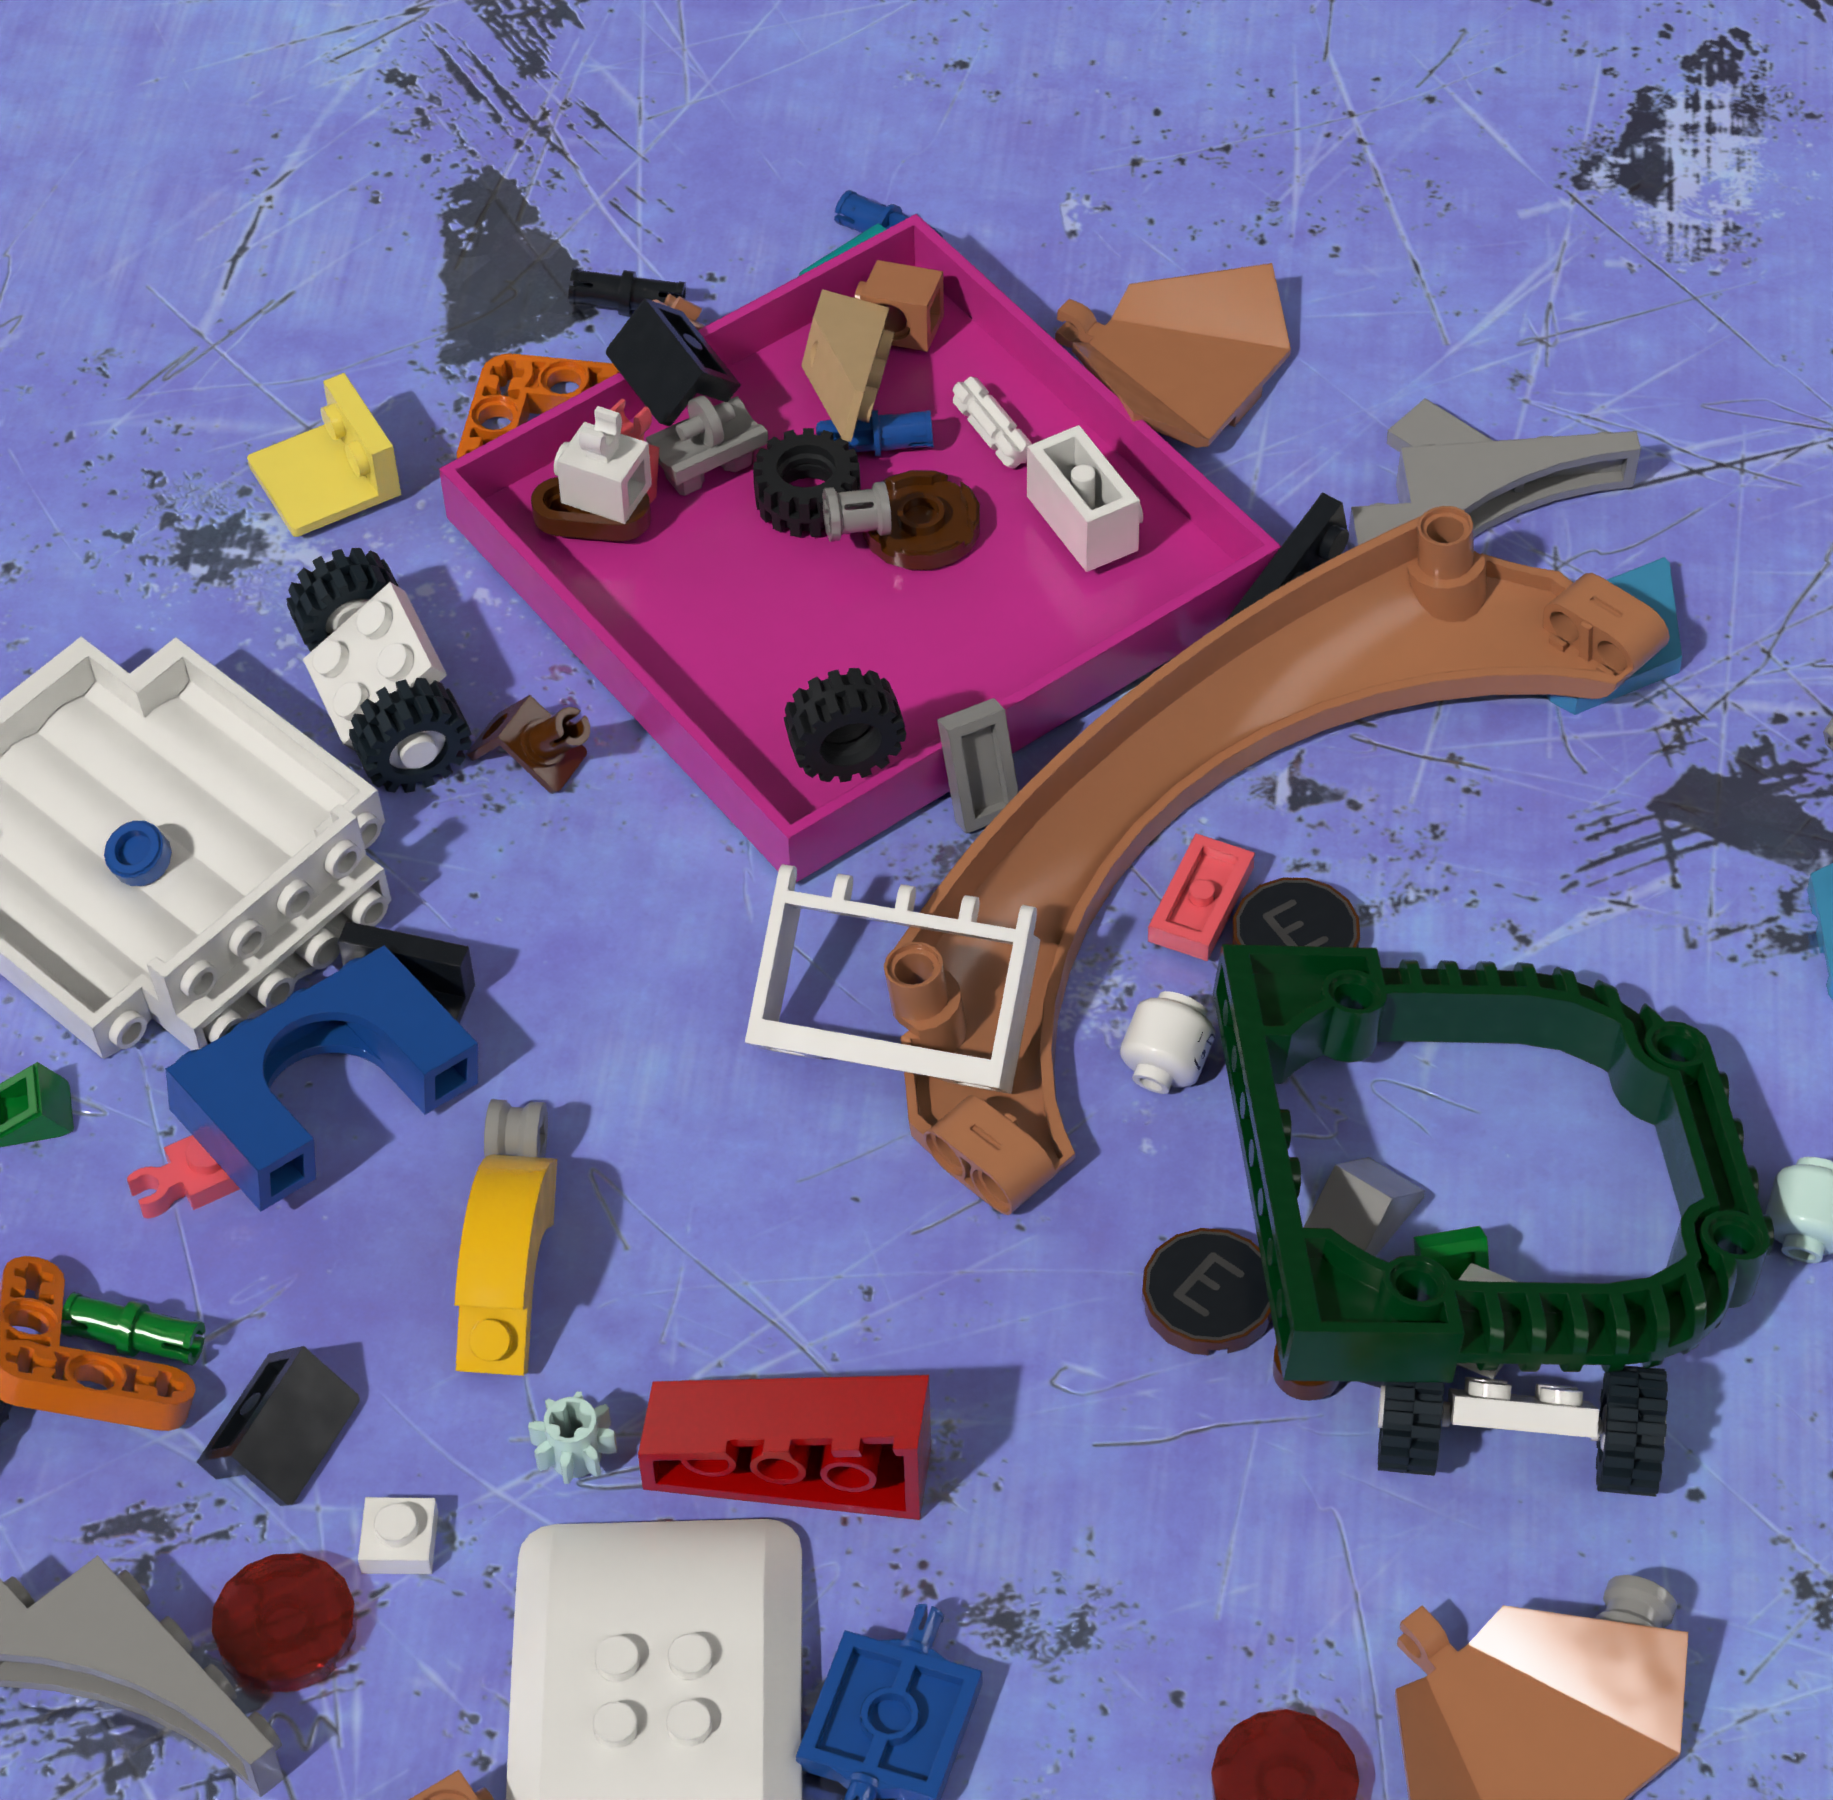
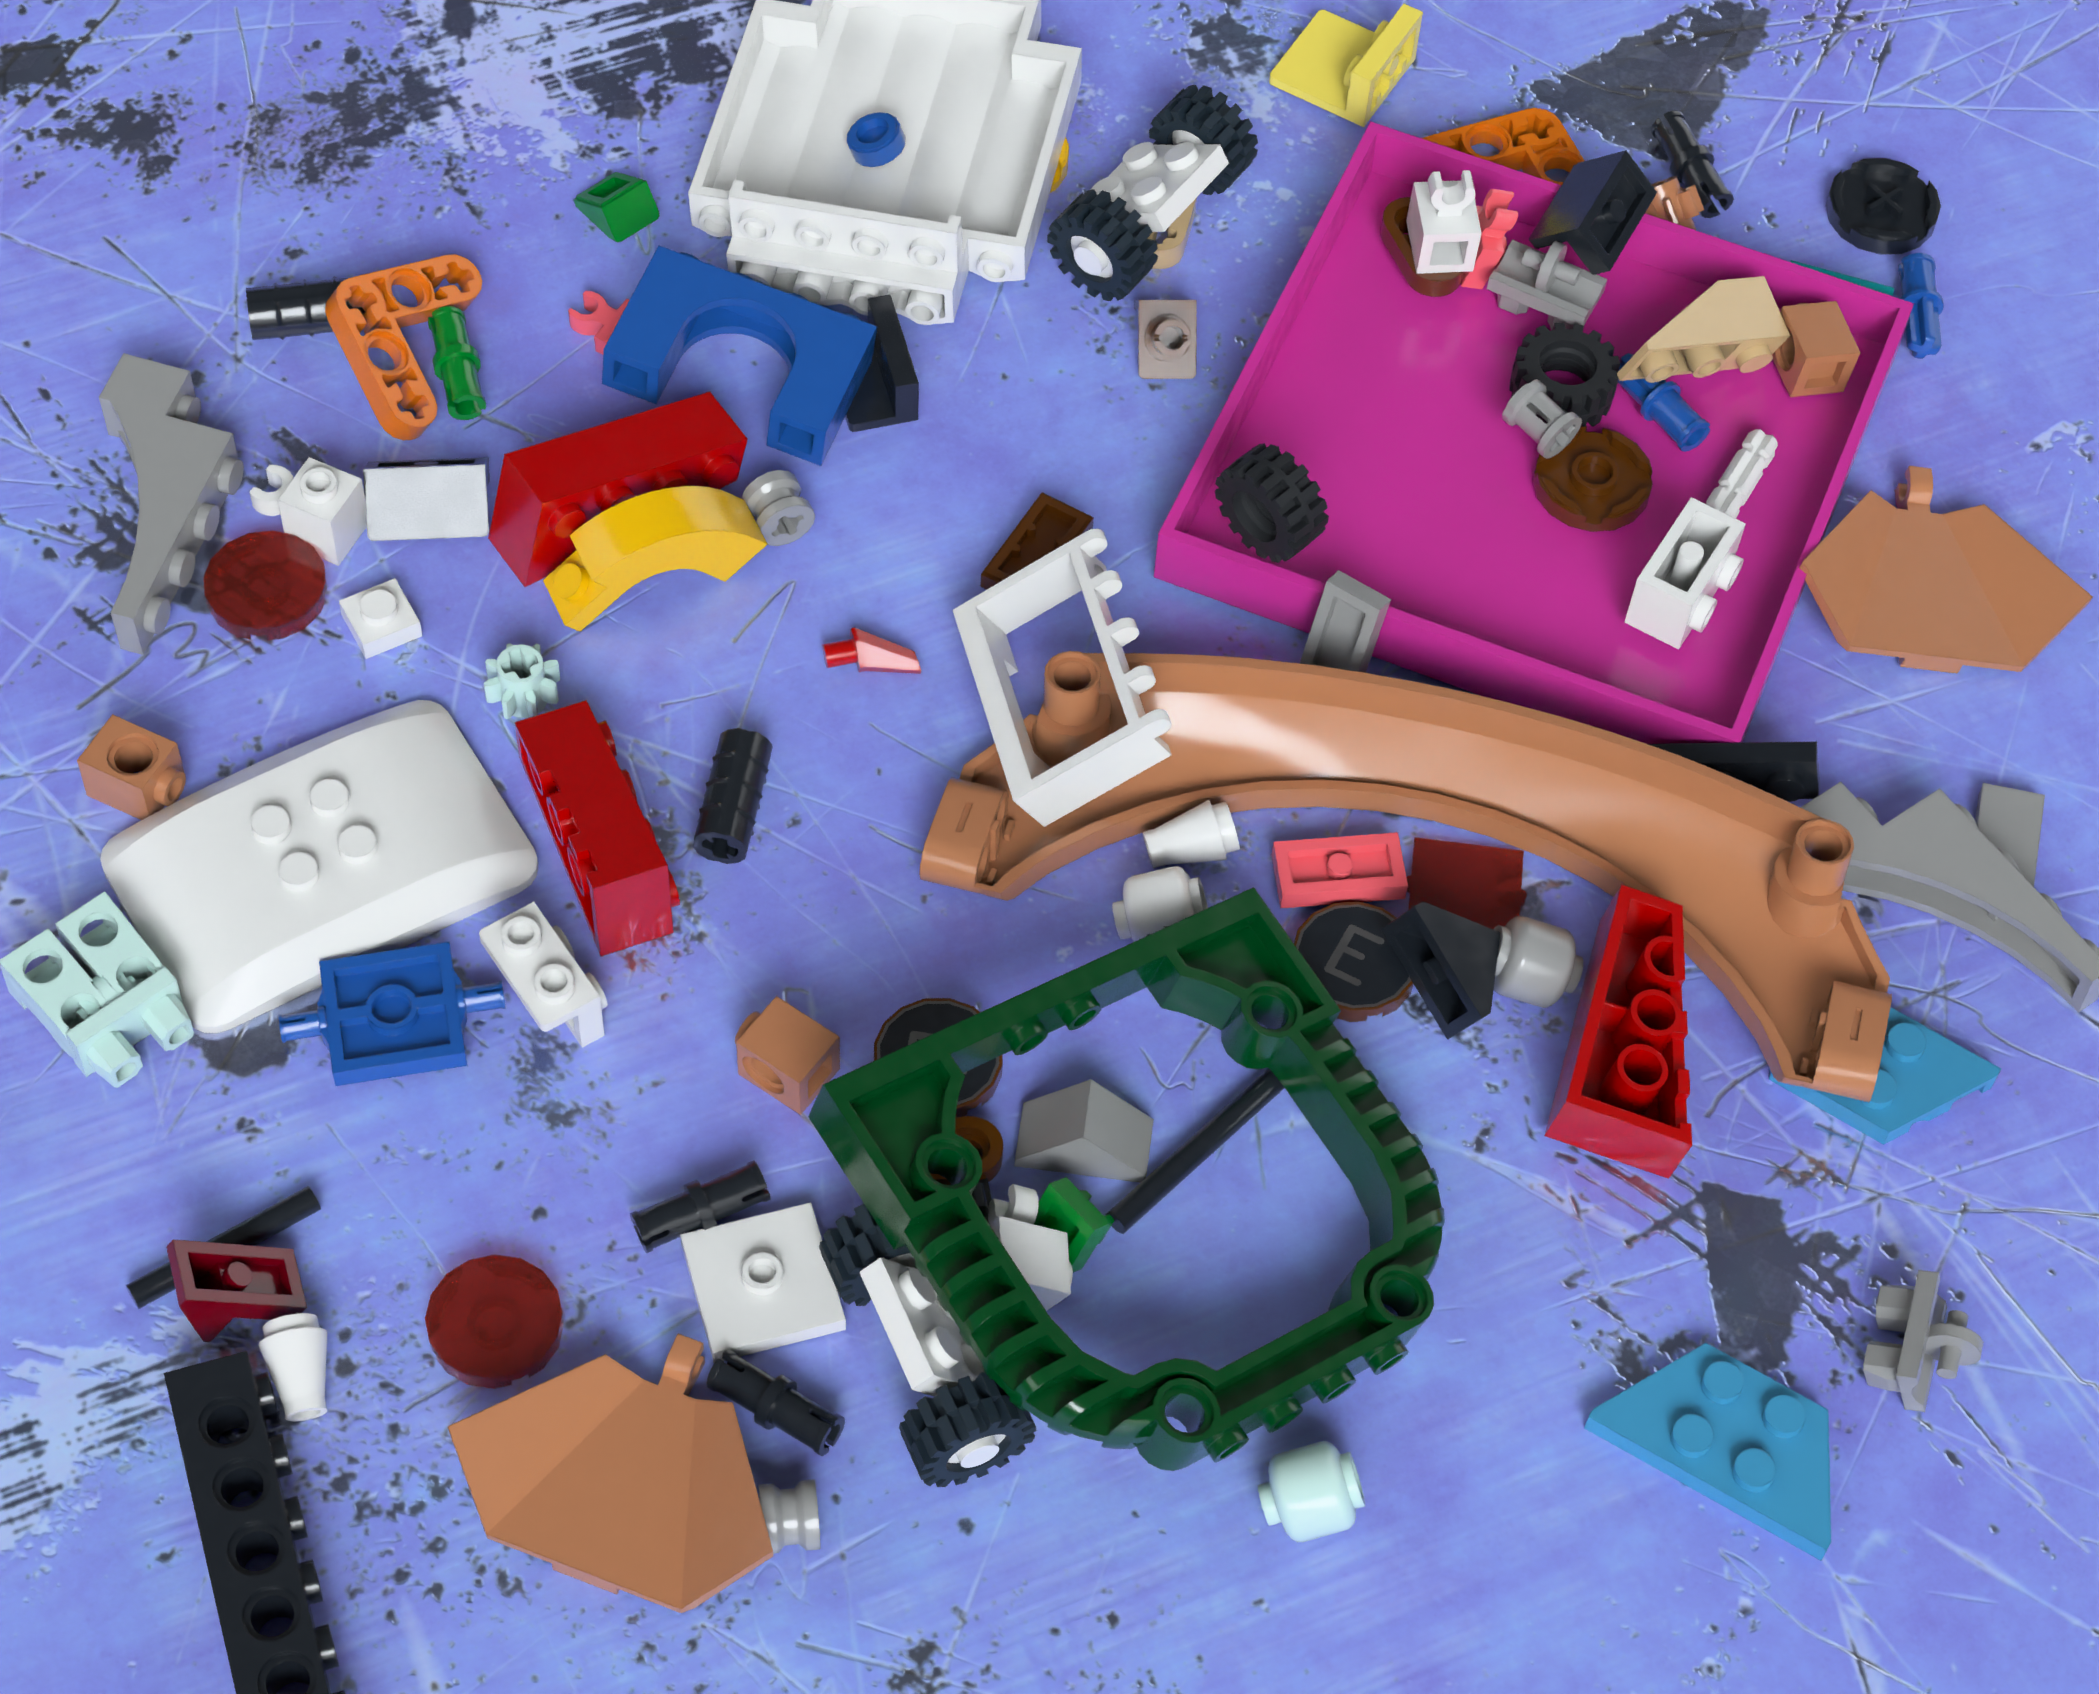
camera: 55 degrees right, 5 degrees up
(237, 1525) = (317, 506): none -> white brick
(396, 1256) = (570, 479): none -> red wedge
(706, 956) = (1040, 531): none -> reddish brown plate
(726, 1141) = (870, 654): none -> bar
(762, 198) = (1882, 206): none -> black tile
(822, 1319) = (732, 796): none -> black axle
(942, 1553) = (545, 973): none -> white bracket
(1099, 983) = (1195, 836): none -> white cone
(1142, 1403) = (787, 1054): none -> nougat brick
(1262, 1550) = (700, 1206): none -> black pin
(1273, 820) = (1467, 880): none -> clear red piece
(1361, 862) = (1448, 963): none -> black slope
(1365, 1538) = (762, 1282): none -> white plate
(1382, 805) = (1536, 962): none -> light grey head
(1418, 1138) = (1195, 1151): none -> black bar
(1500, 775) = (1625, 1054): none -> red wedge
(1504, 1580) = (775, 1402): none -> black pin

